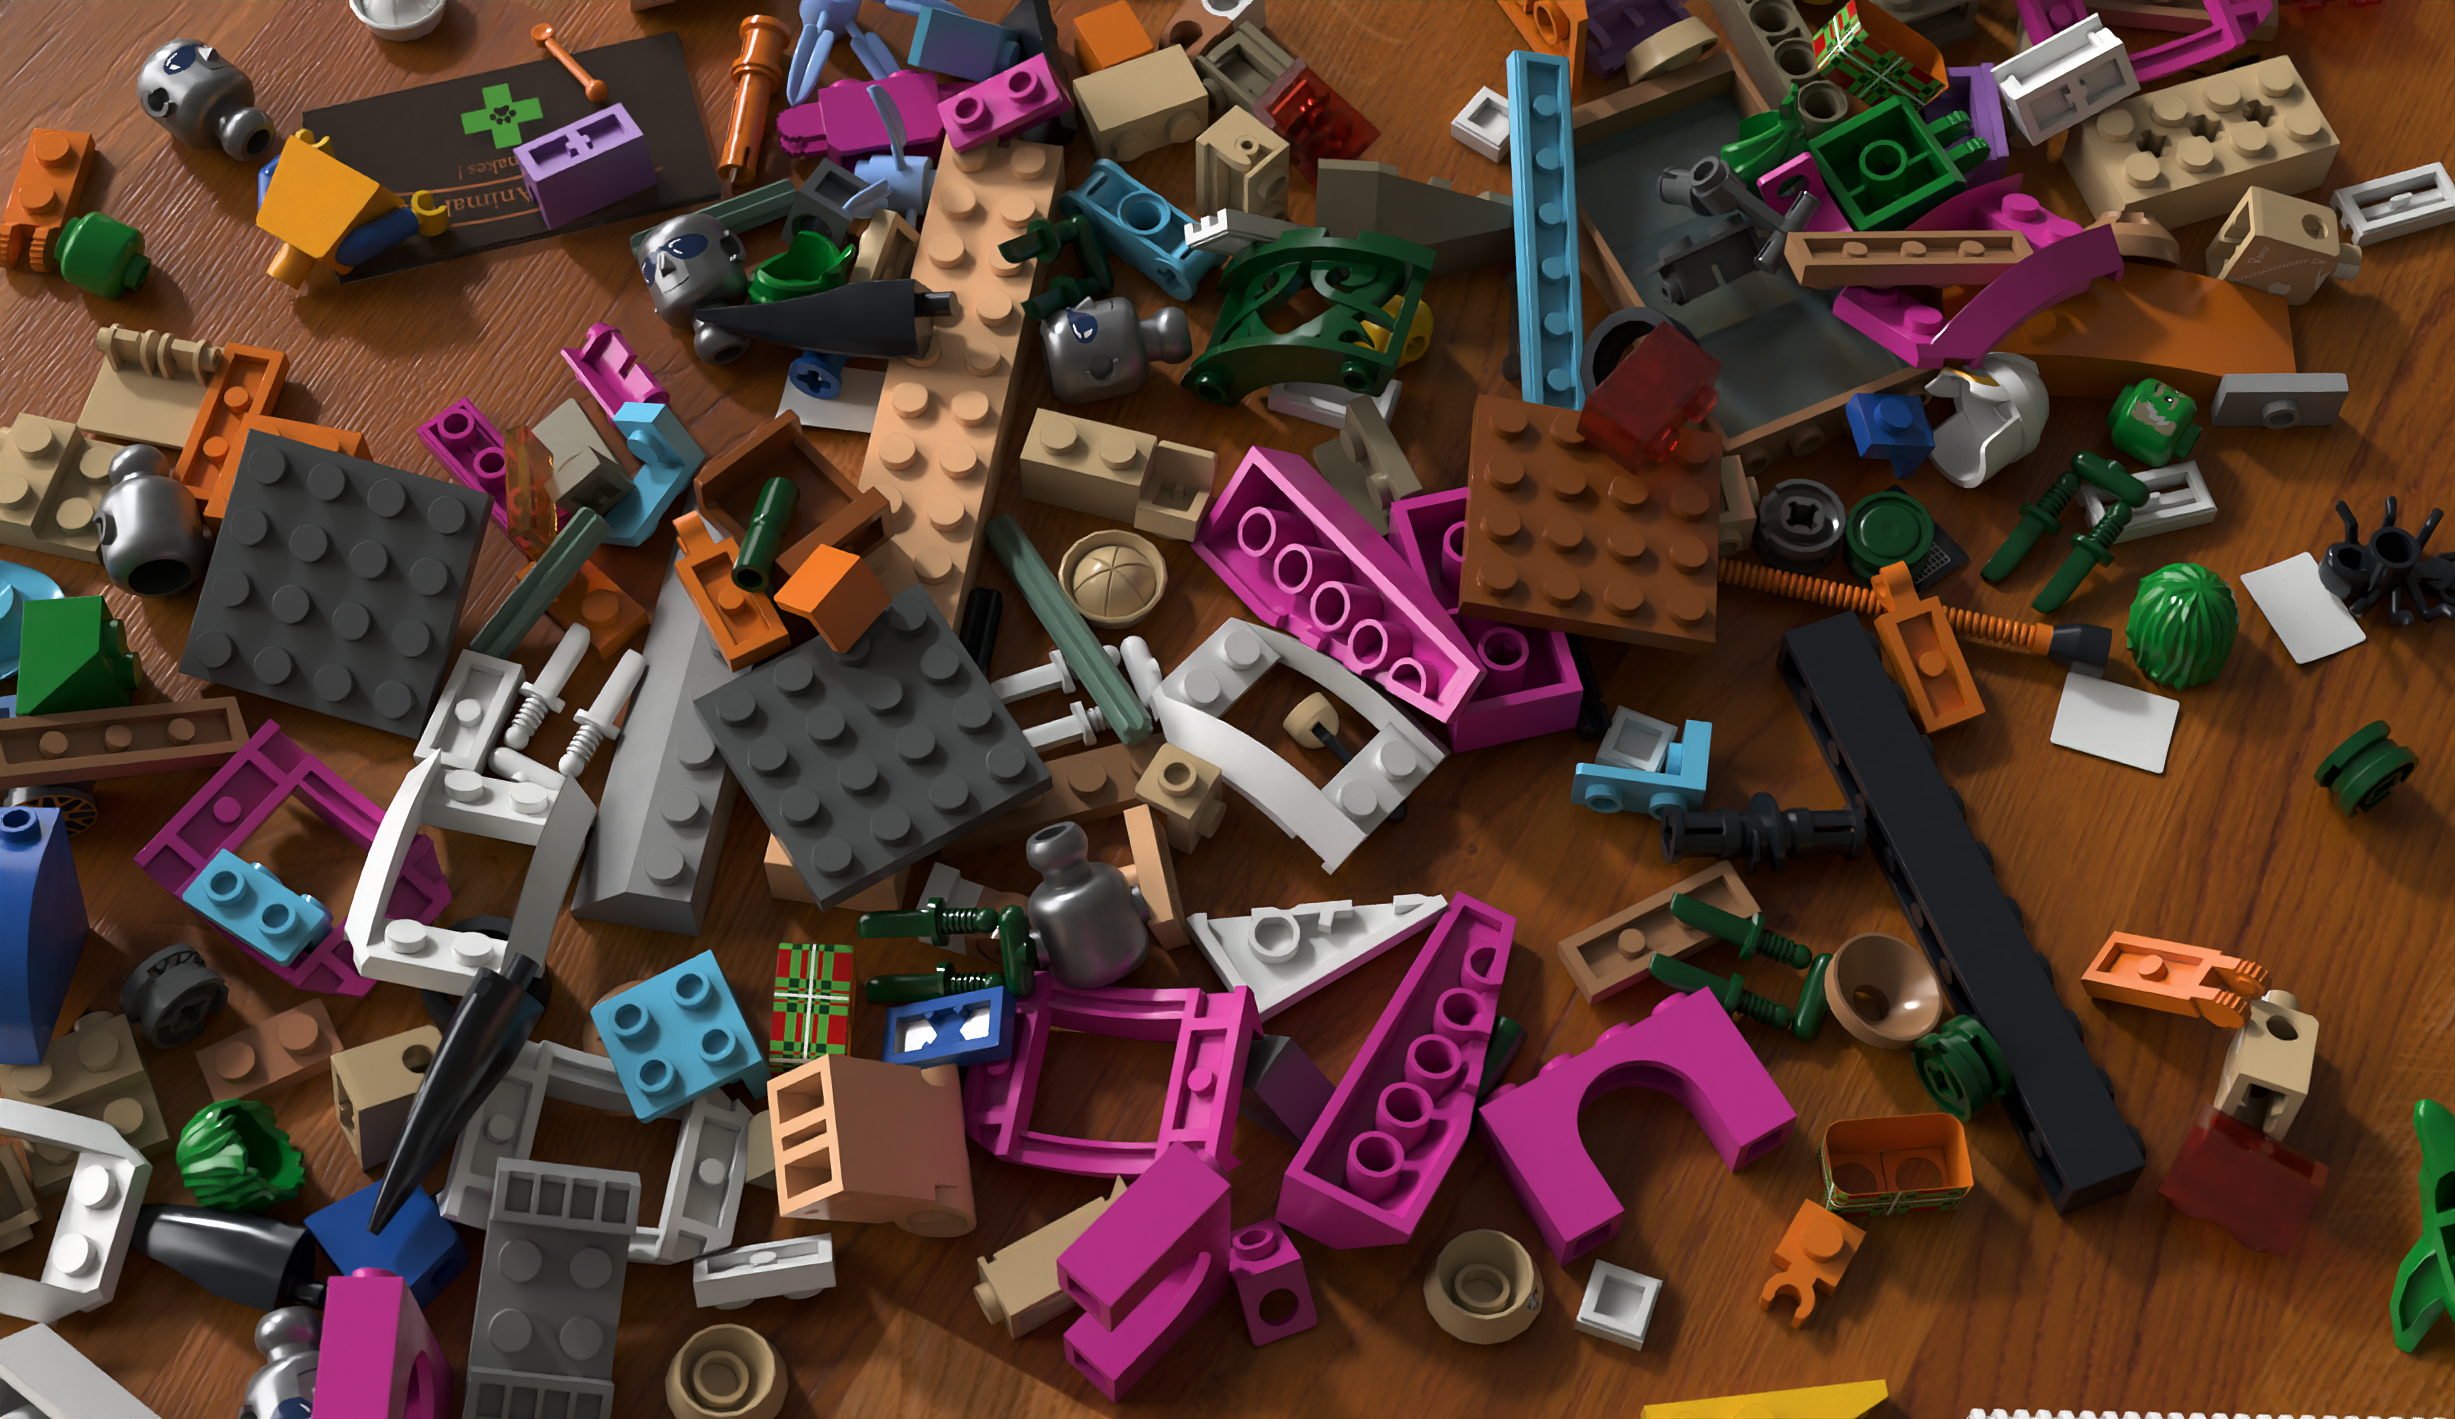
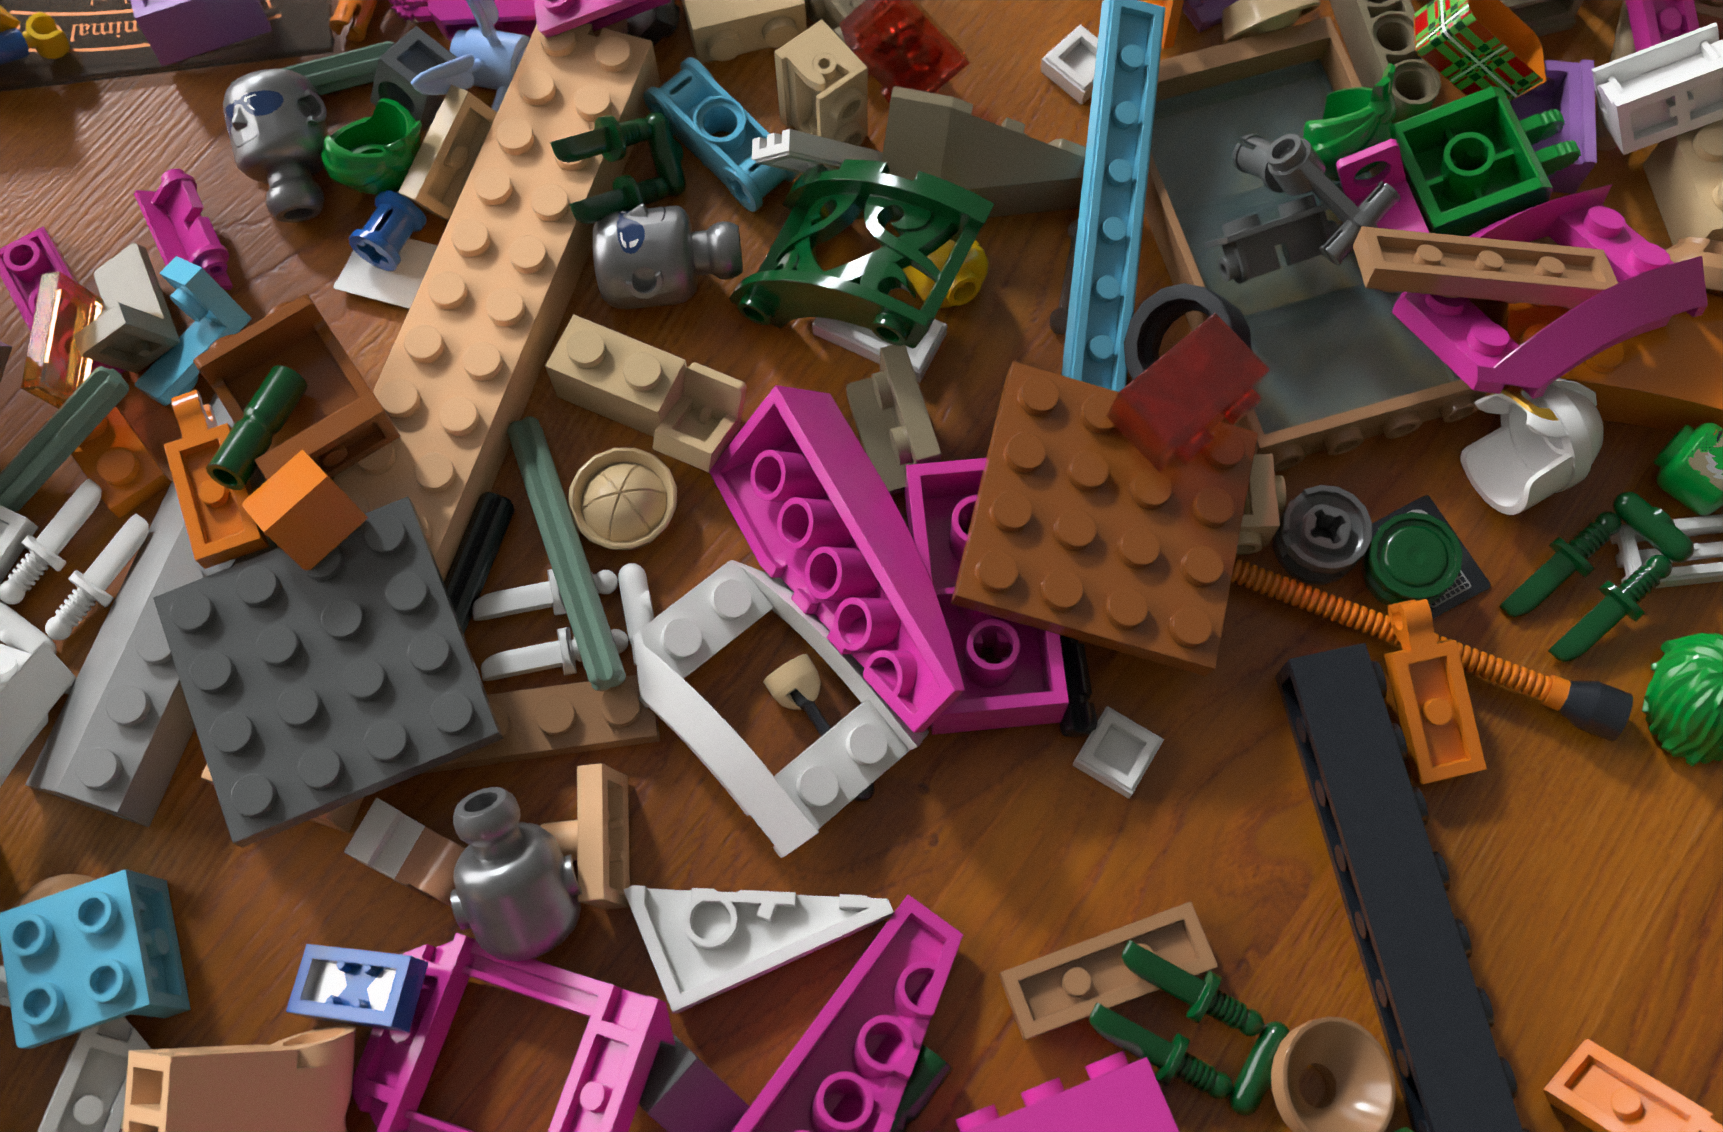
camera: 10 degrees right, 10 degrees up
(812, 1004) = (226, 945): piece -> none
(853, 320) = (401, 200): black piece -> none
(939, 923) = (367, 928): dark green piece -> none
(1187, 792) = (642, 752): tan bracket -> none
(1683, 784) = (1164, 785): medium azure bracket -> none
(1762, 832) = (1233, 877): black piece -> none
(1891, 429) = (1433, 444): blue bracket -> none
(2115, 722) = (1617, 791): white sticker -> none

